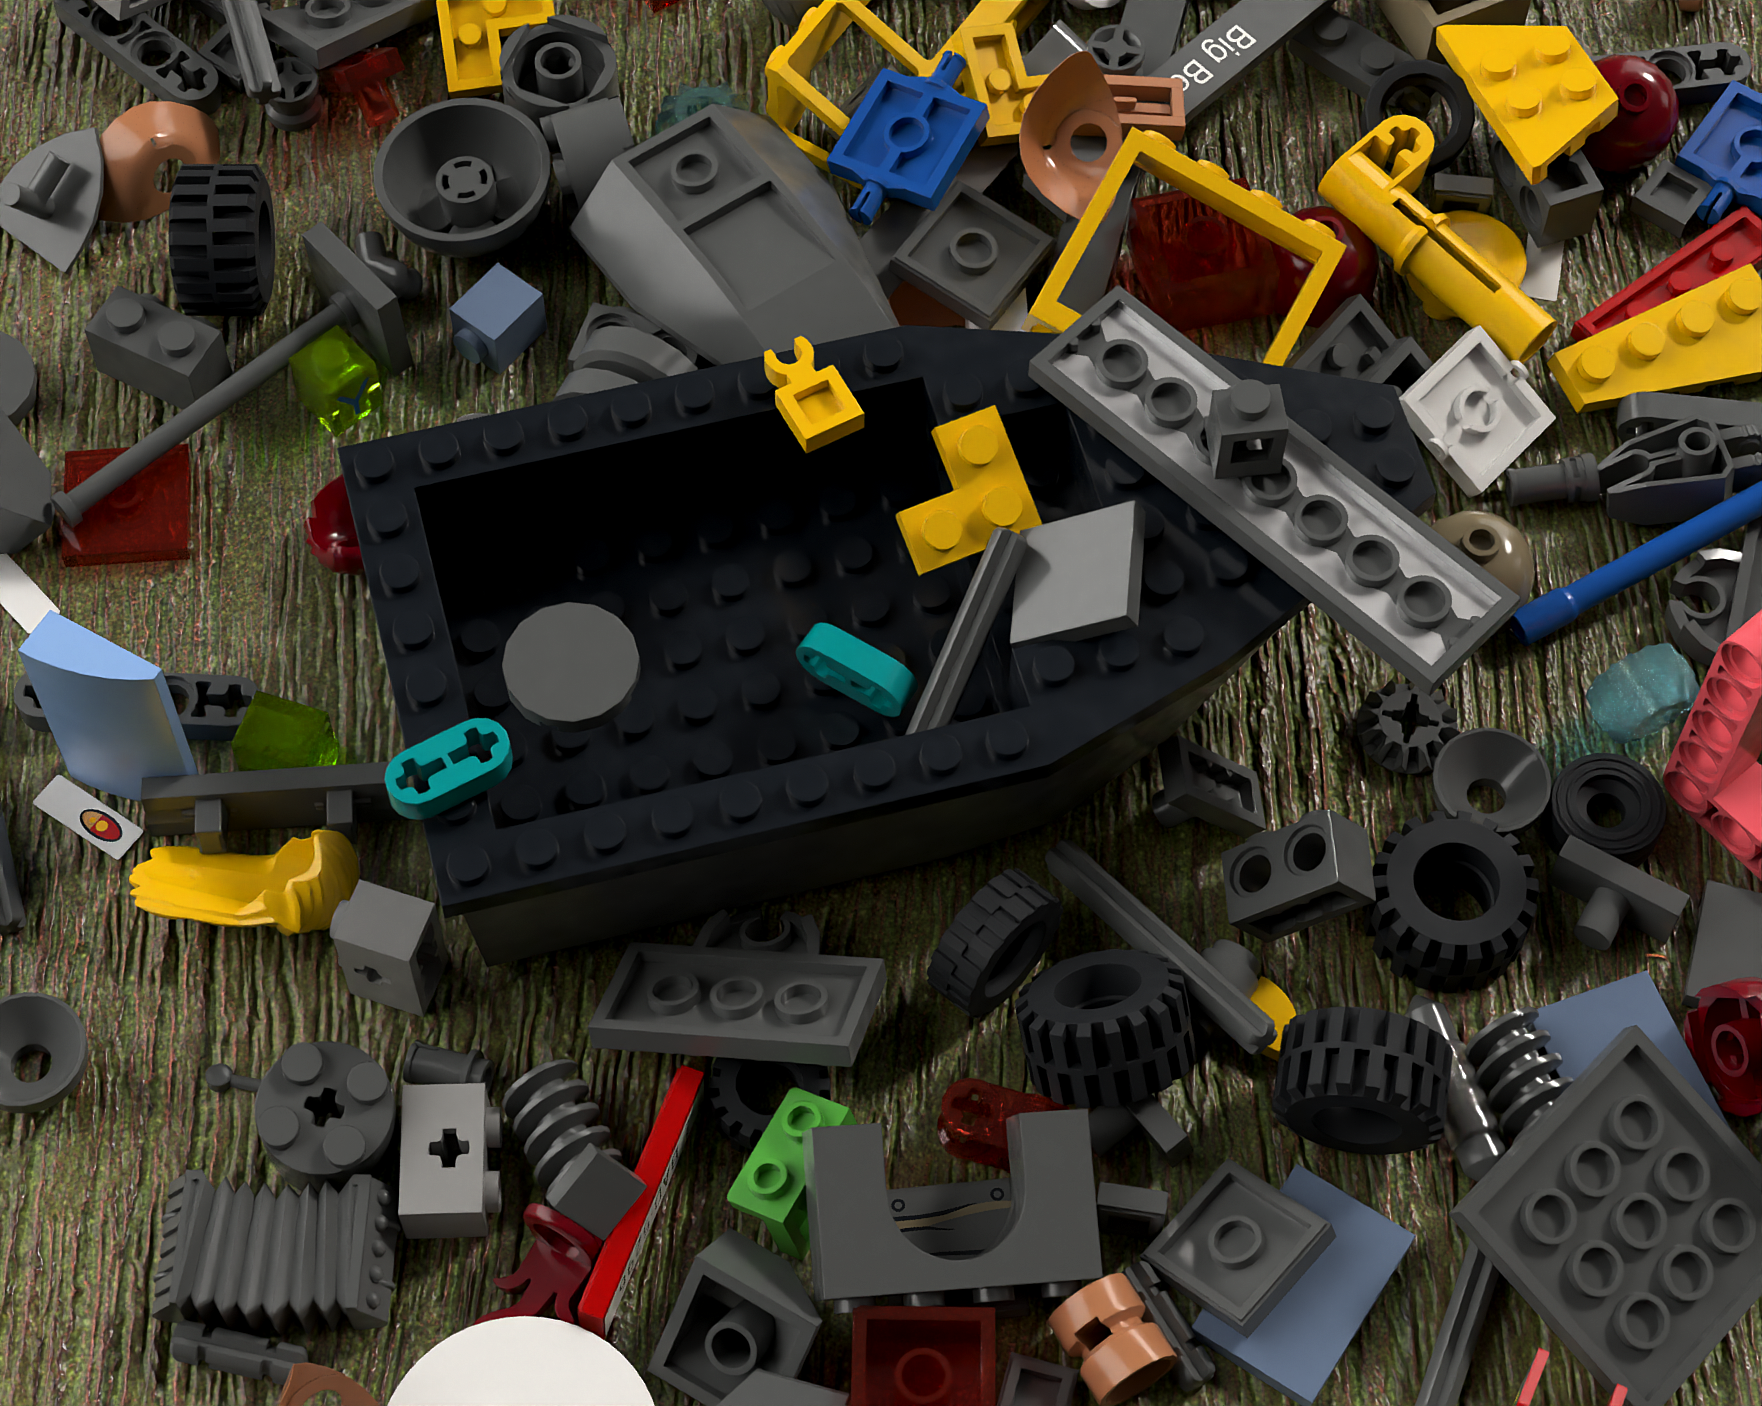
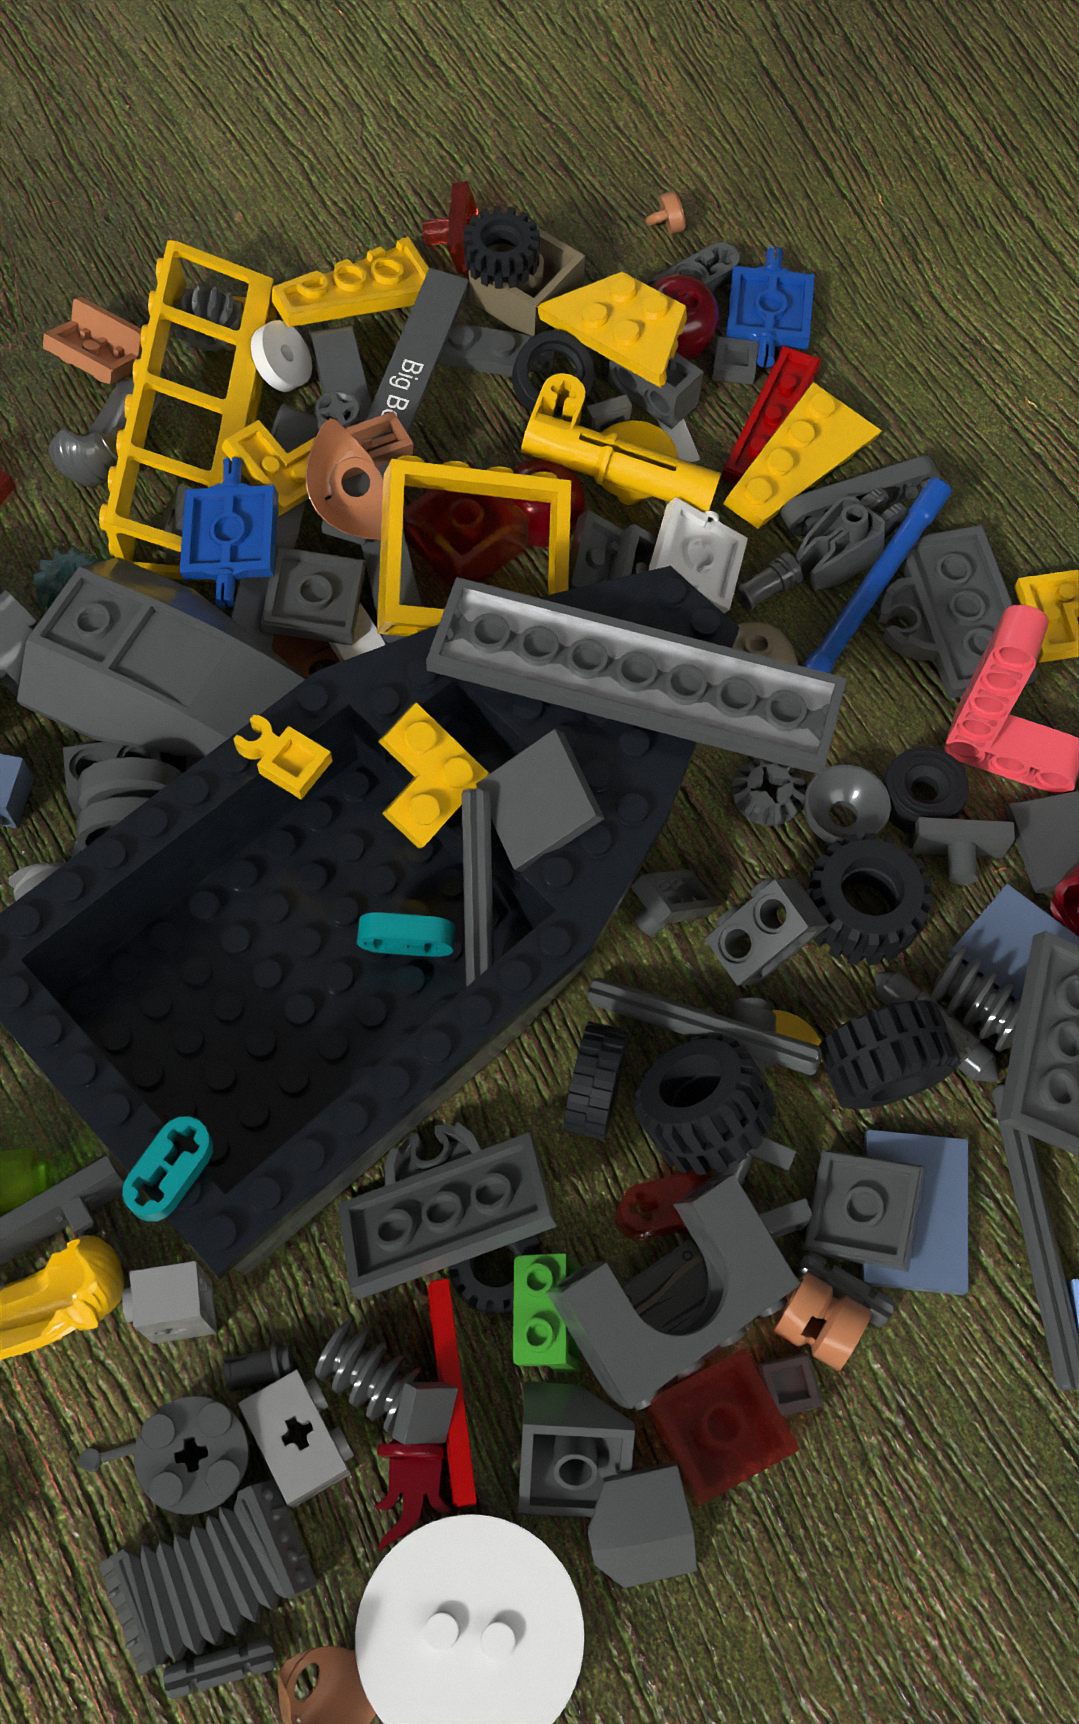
camera: 30 degrees left, 5 degrees up
(571, 667) = (217, 1043): dark grey tile -> none
(1246, 413) = (605, 635): dark grey brick -> none
(1642, 693) = (907, 698): clear light blue gear -> none

